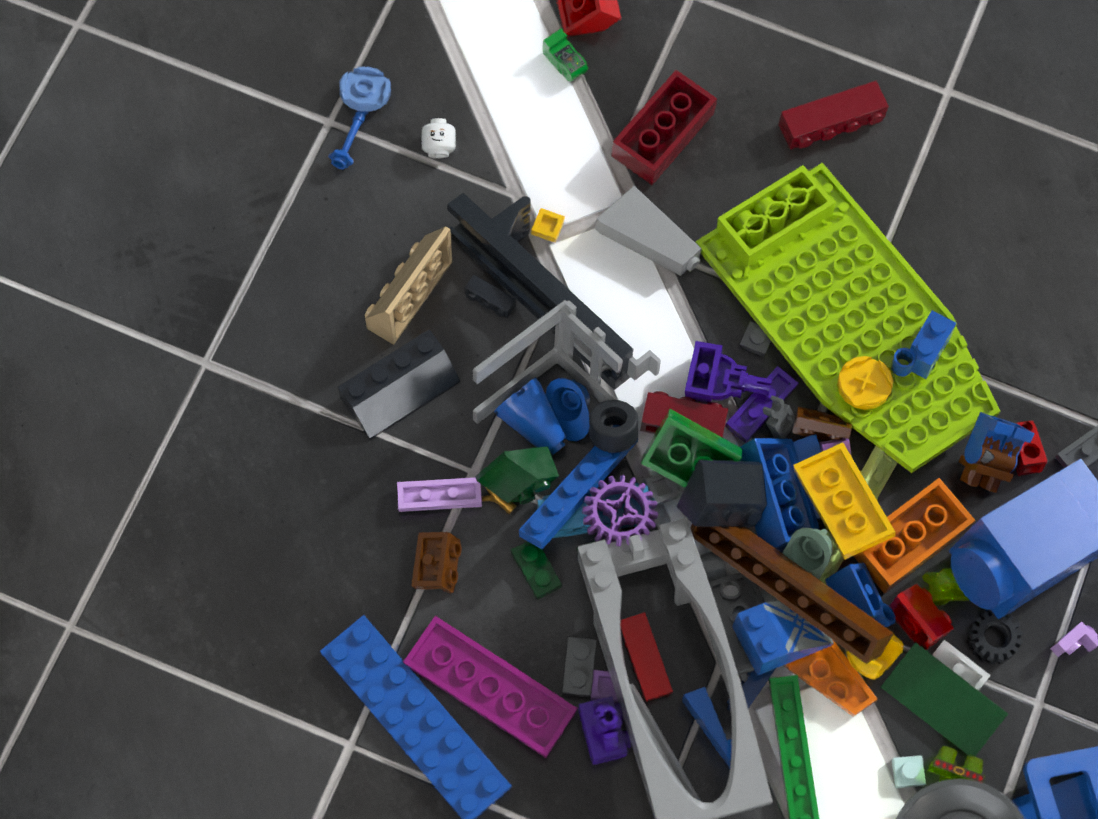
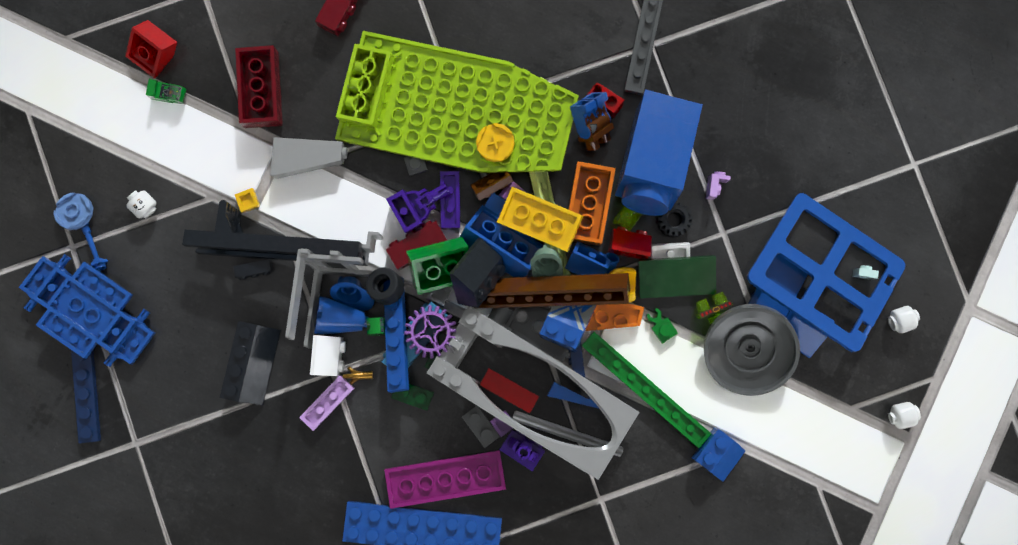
camera: 40 degrees left, 15 degrees up
(229, 242) = (86, 398): none -> dark blue plate
(287, 191) = (86, 310): none -> blue piece
(410, 286) = (206, 304): tan slope -> none
(436, 561) = (358, 439): reddish brown bracket -> none
(485, 441) = (327, 355): none -> white slope
(519, 474) = (360, 357): dark green slope -> none
(566, 458) = (375, 326): none -> green leg
(780, 418) = (466, 200): dark grey plate -> none
(878, 743) = (663, 328): none -> green plate
(908, 772) = (689, 329): light aqua plate -> none
(925, 347) = (511, 94): blue hinge -> none

